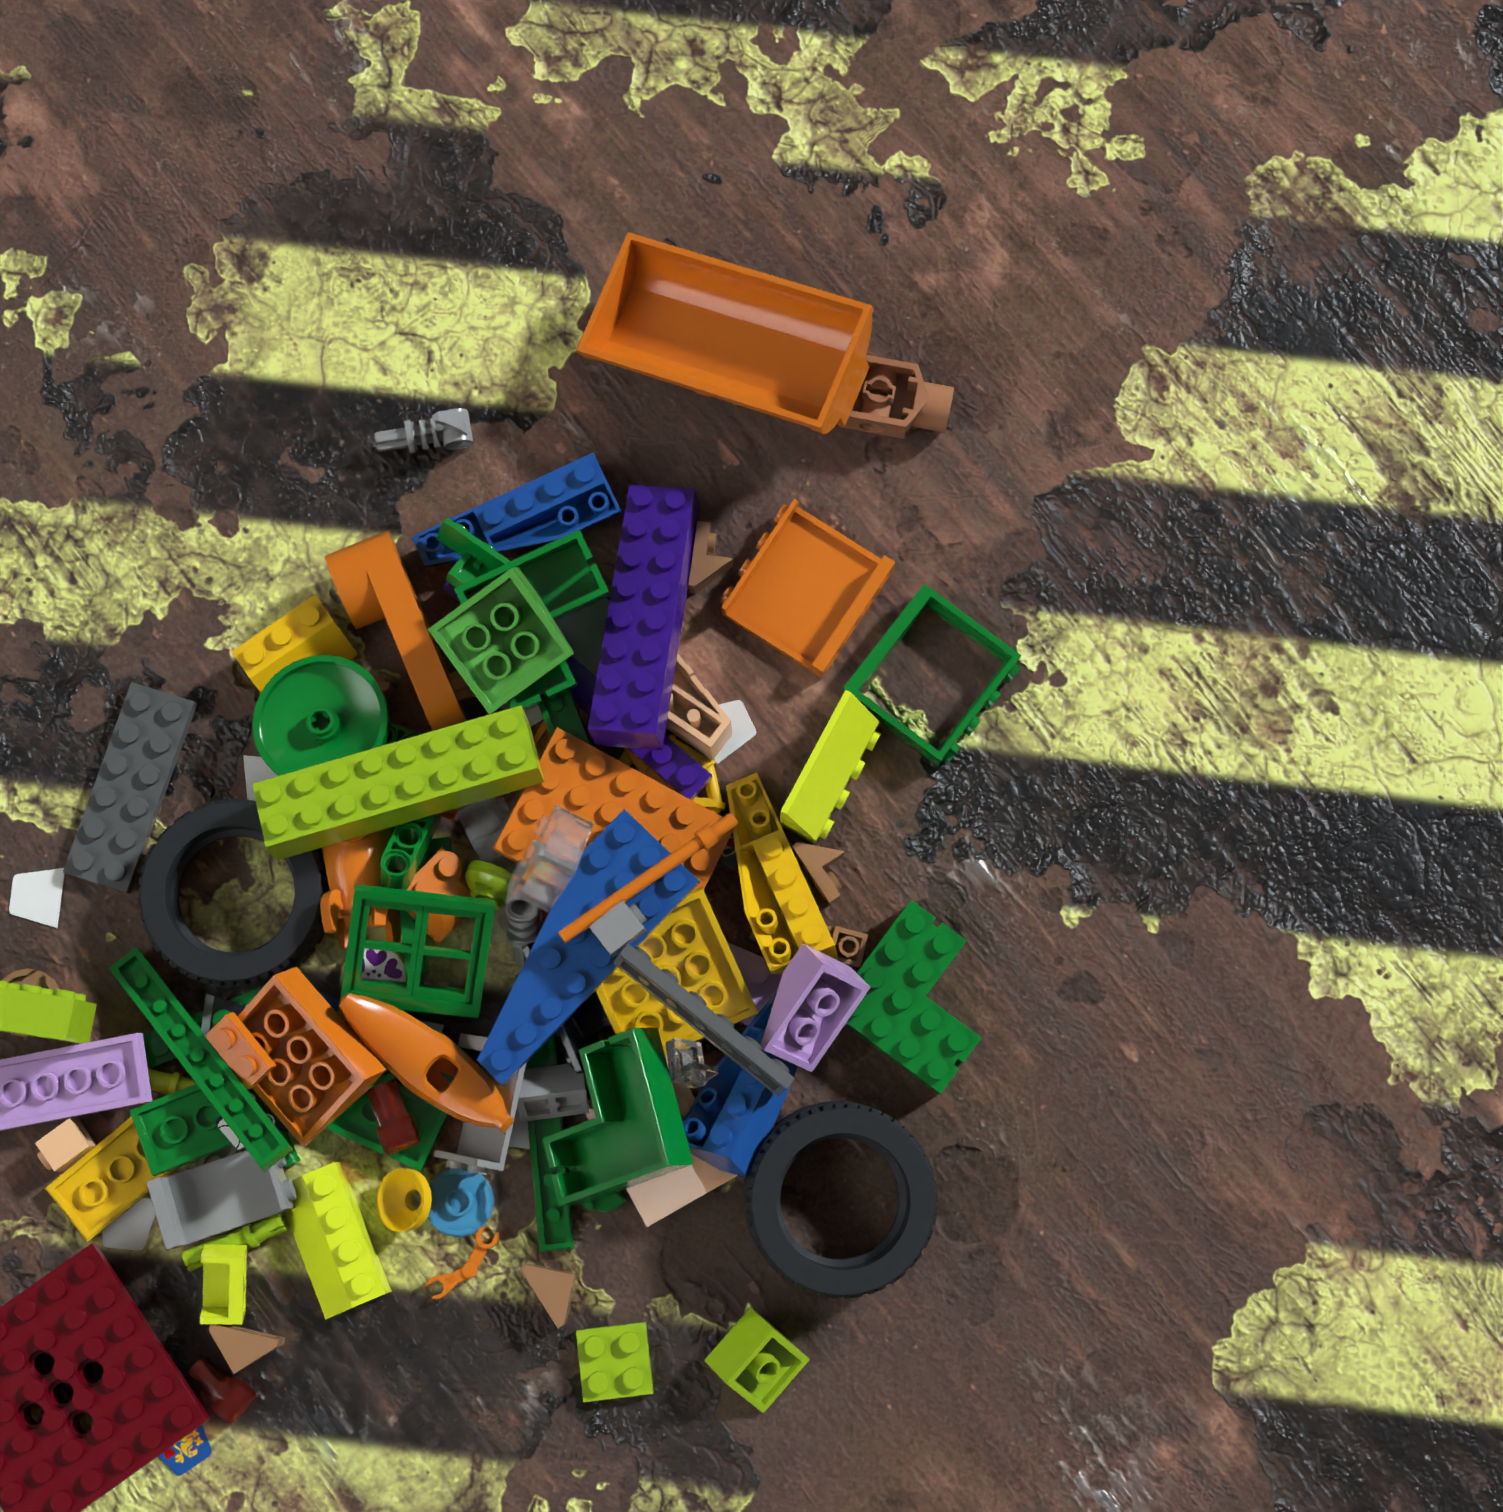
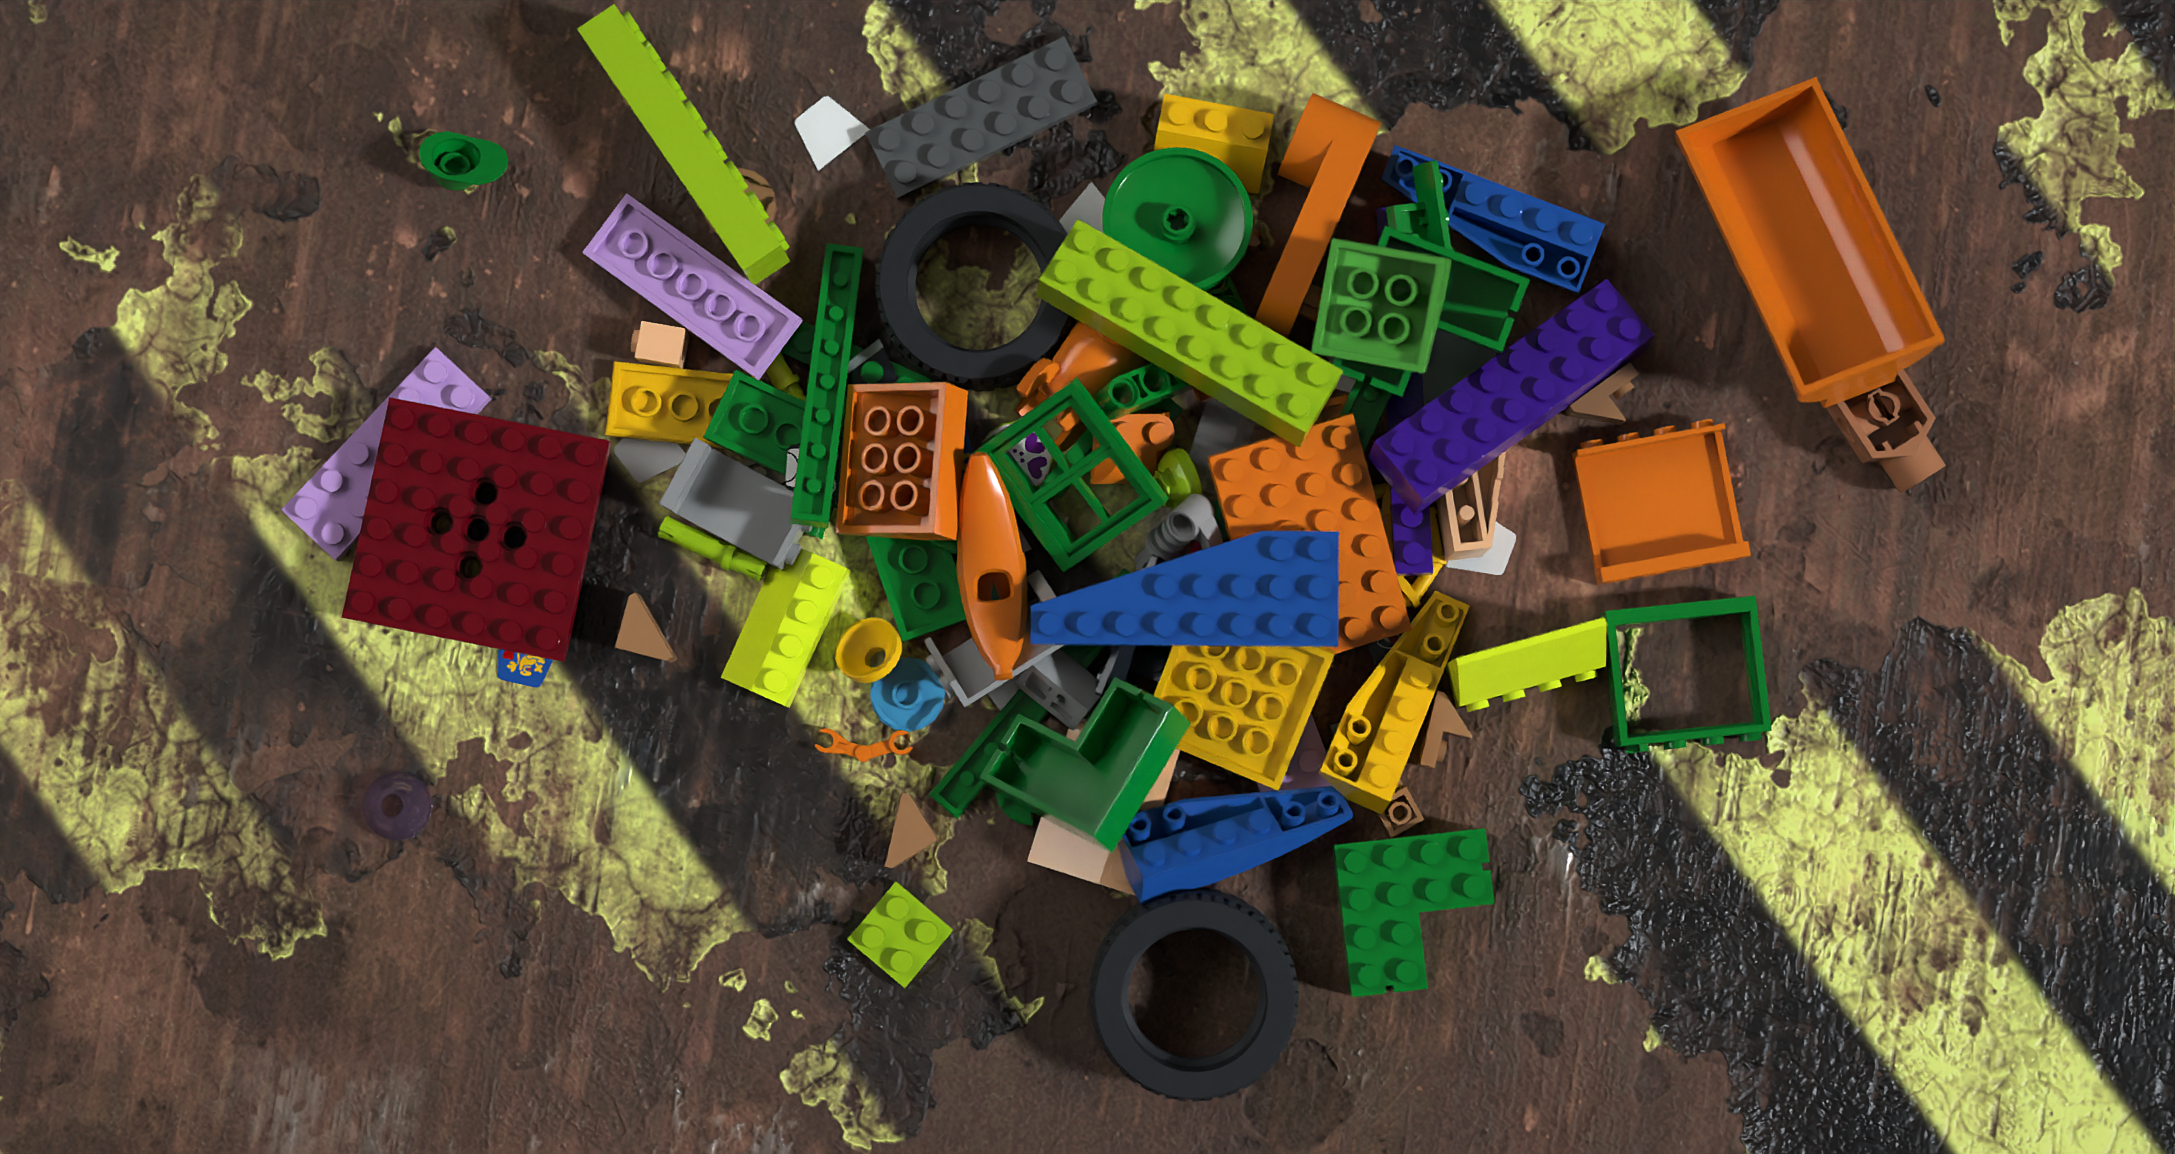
camera: 50 degrees right, 5 degrees up
(224, 1284) = (673, 572): neon yellow panel -> none
(229, 1395) = (594, 659): clear red pin -> none
(240, 1050) = (862, 412): orange plate -> none
(396, 1128) = (919, 588): clear red piece -> none
(448, 426) = (1513, 85): light grey piece -> none
(551, 858) = (1244, 512): clear brick -> none
(619, 927) = (1241, 619): light grey brick -> none
(687, 1063) = (1185, 772): clear bracket -> none
(704, 838) = (1375, 619): orange bar -> none
(713, 1027) = (1233, 767): dark grey plate -> none
(756, 1360) = (1006, 1045): lime slope -> none
(811, 1007) = (1323, 830): lavender slope -> none

